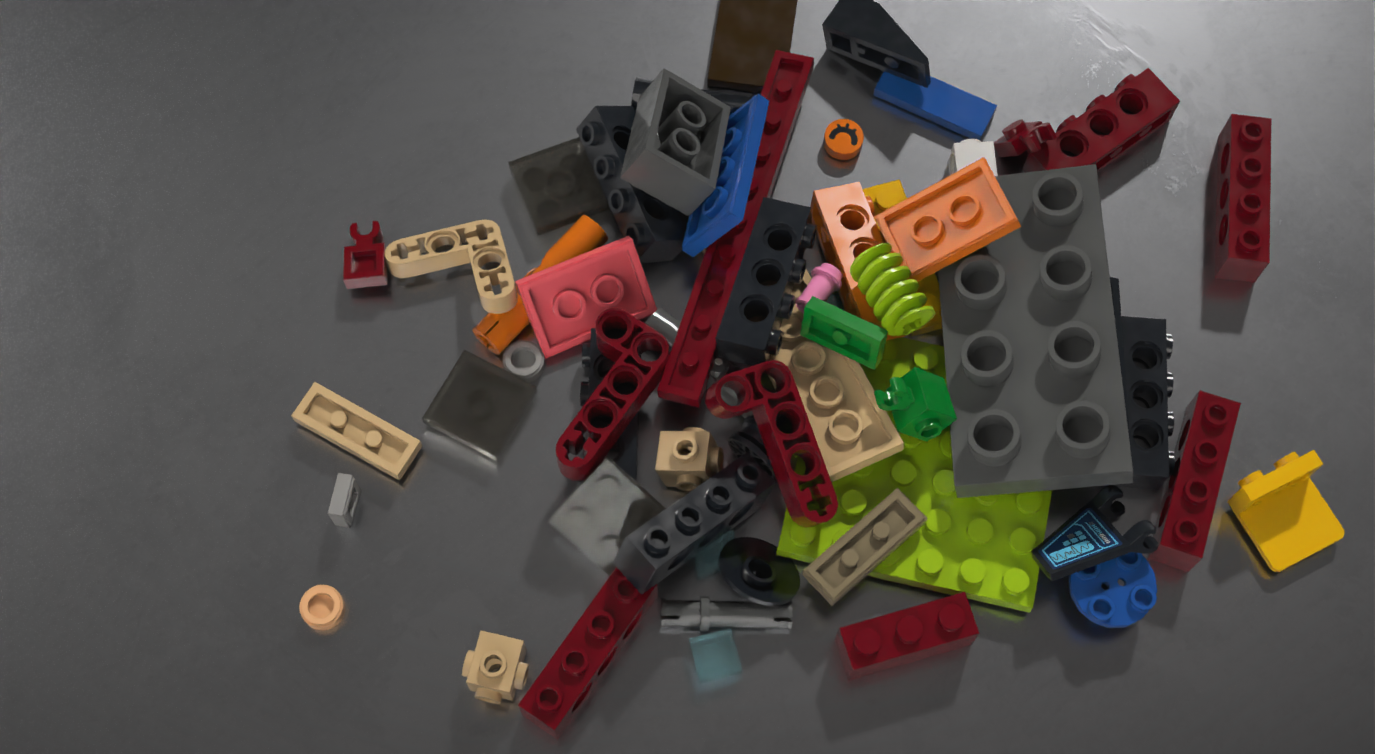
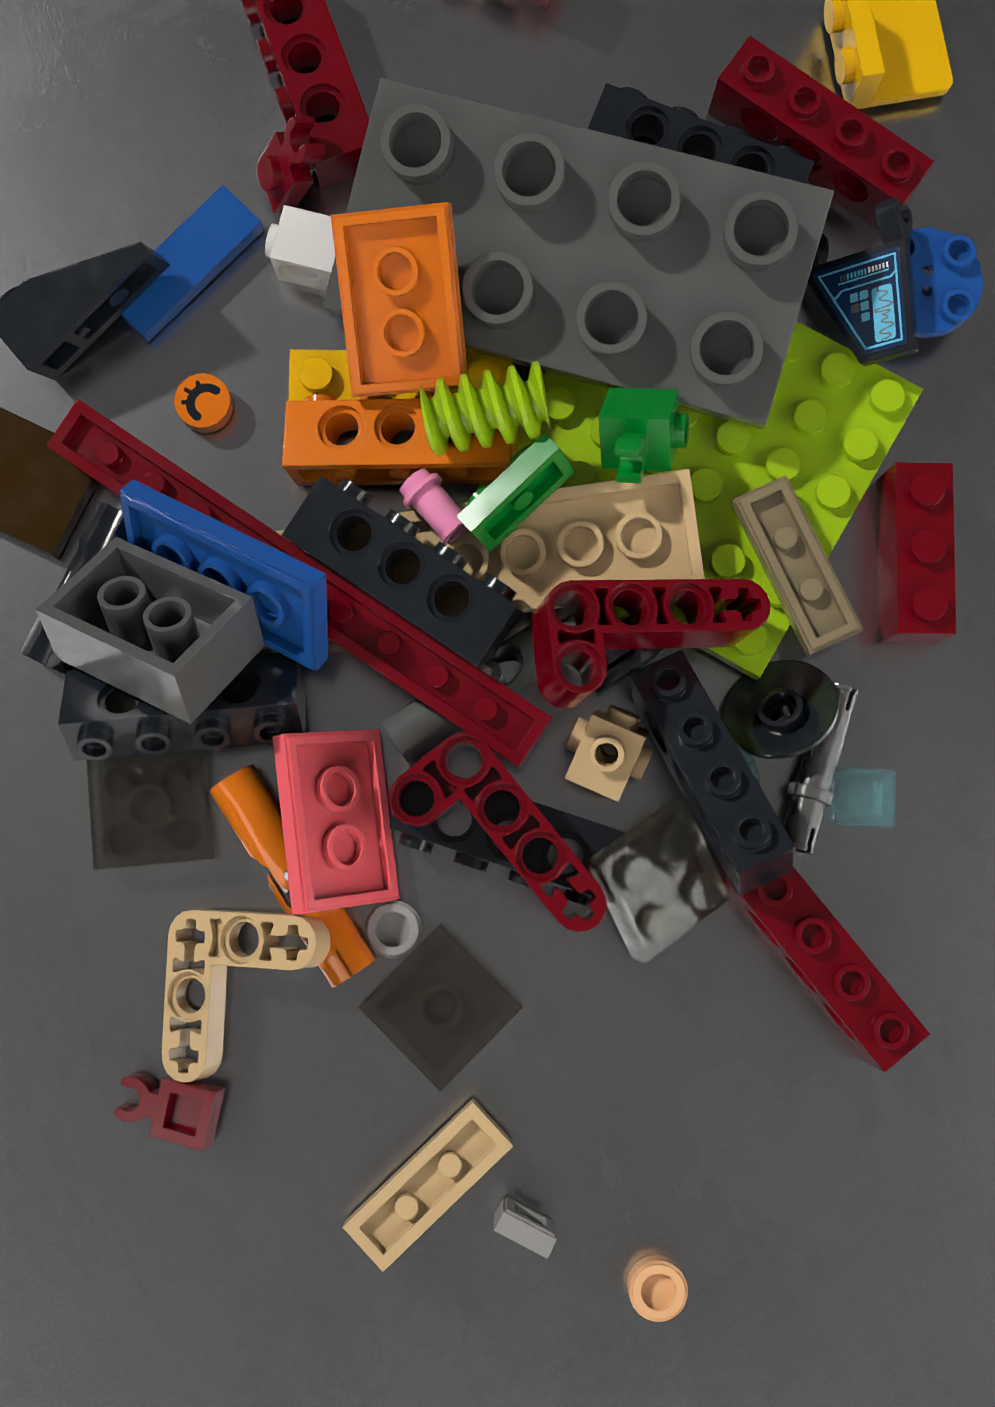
camera: 75 degrees left, 15 degrees up
(491, 653) = (795, 1080): tan brick -> none

